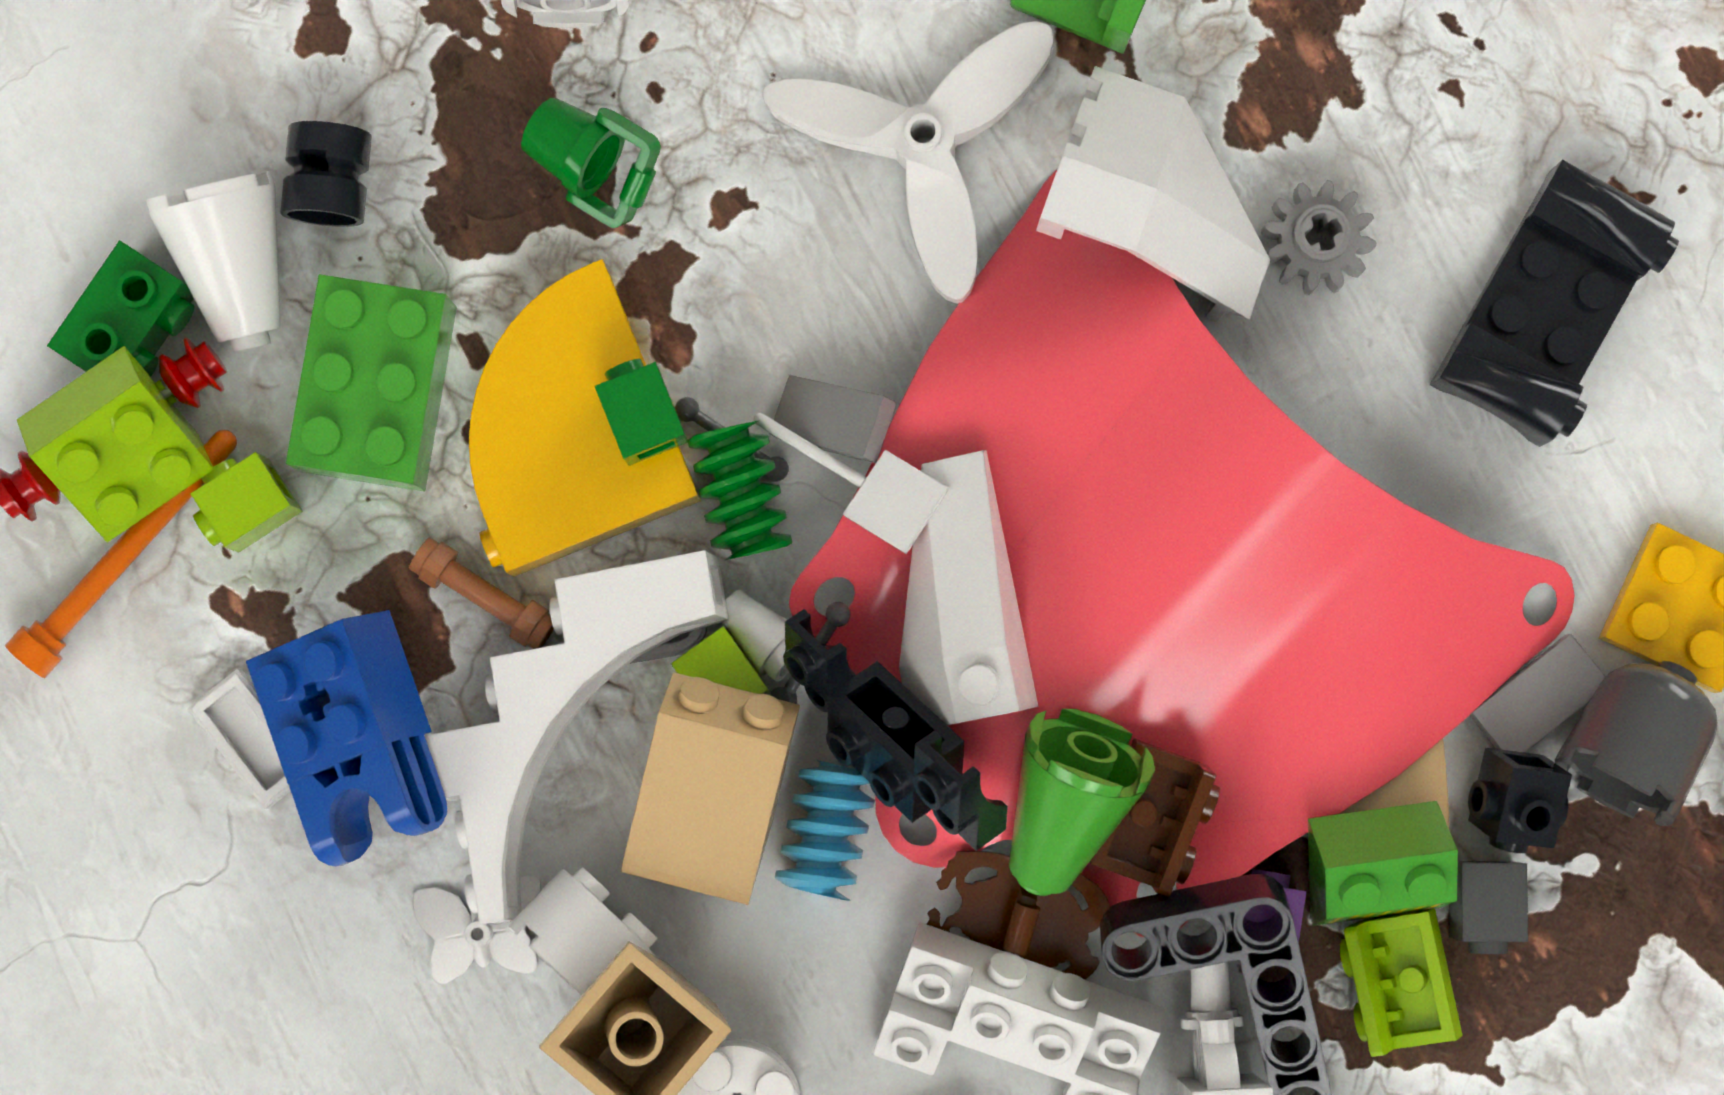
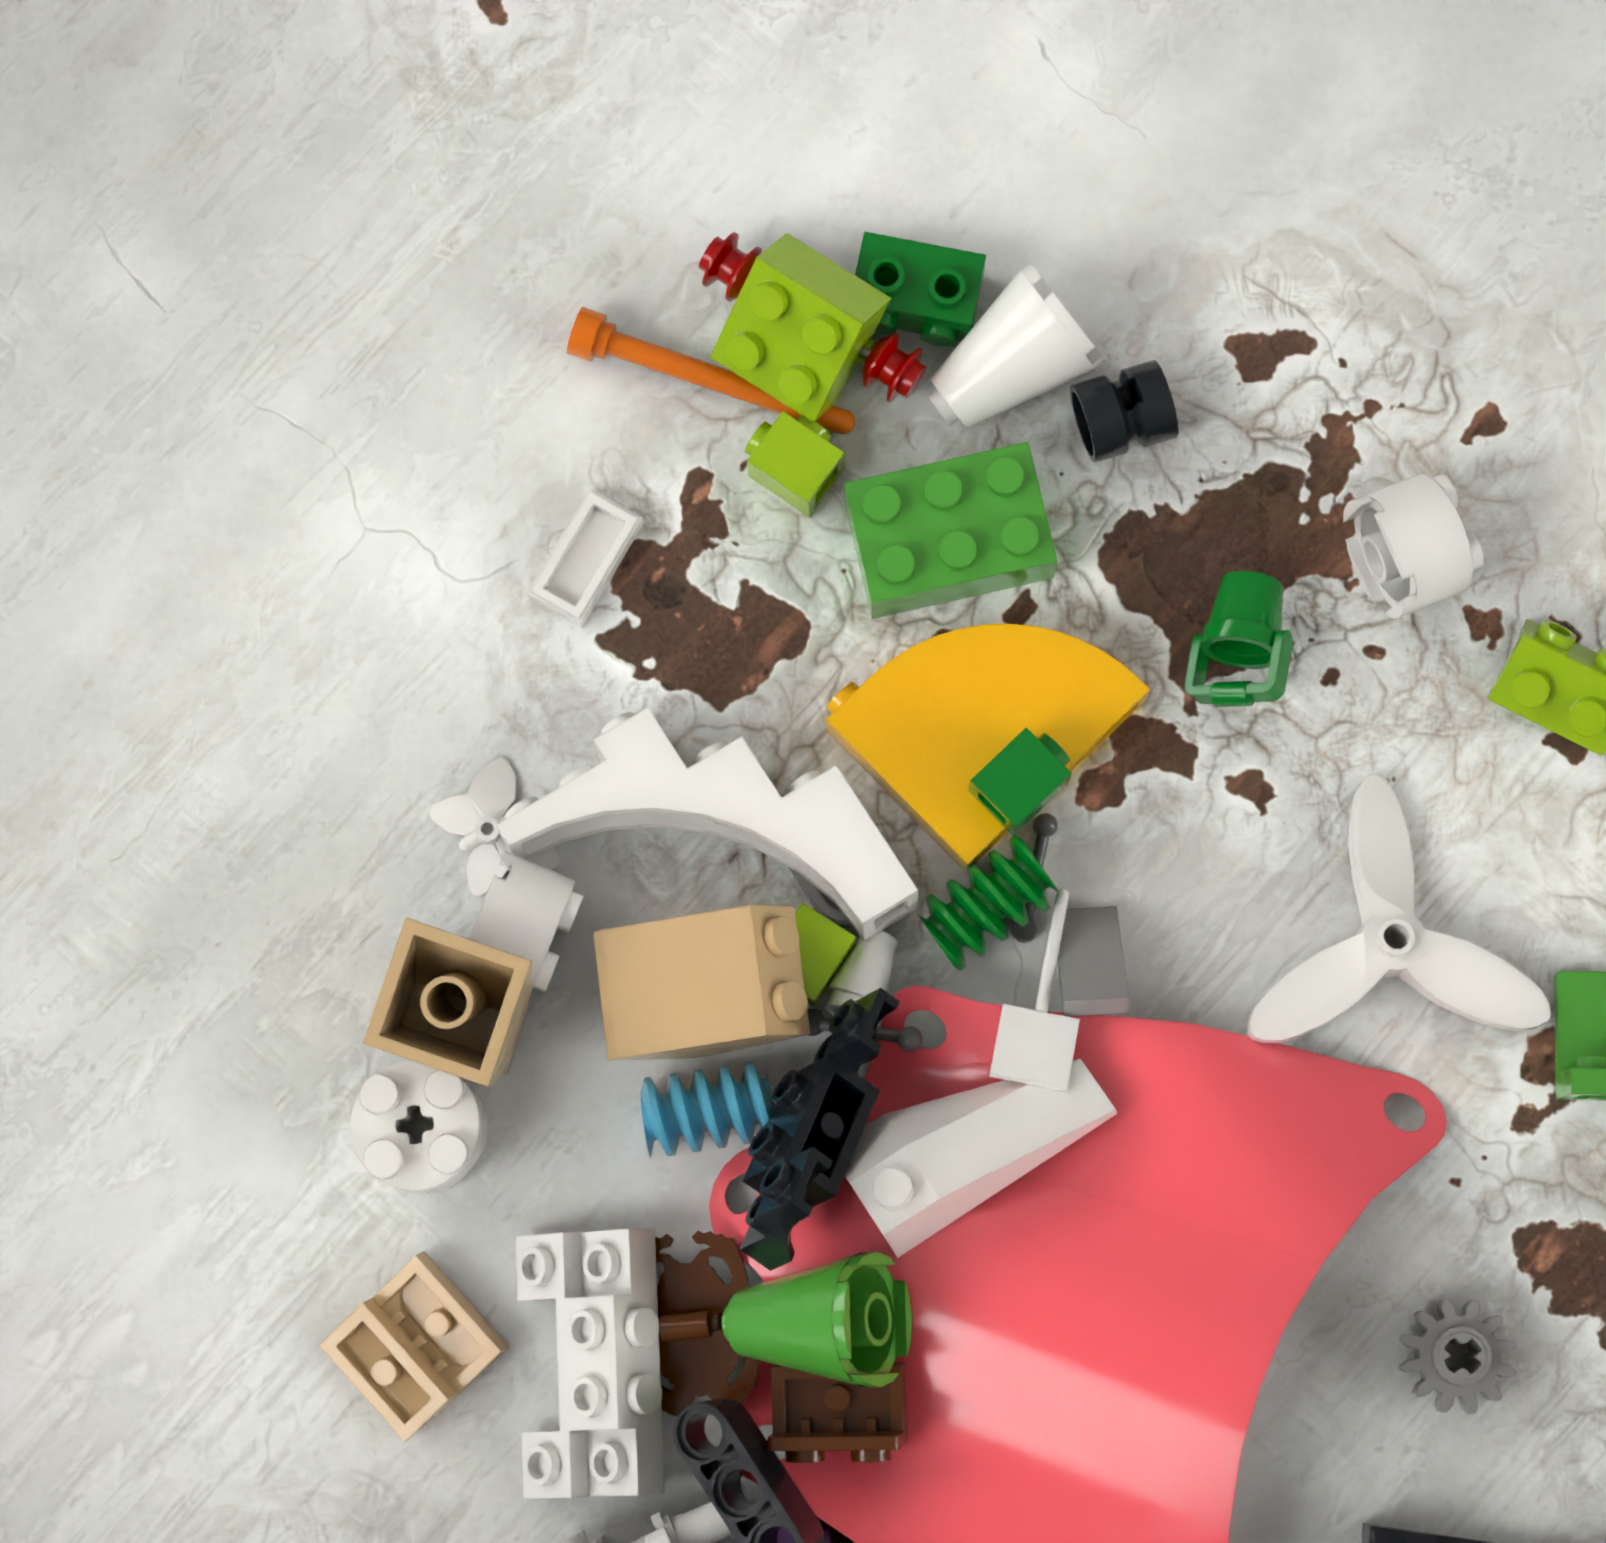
camera: 75 degrees right, 5 degrees down
(350, 731) = (623, 640): blue brick -> none
(438, 564) = (808, 656): nougat bar -> none
(1153, 186) = (1430, 1176): white panel -> none

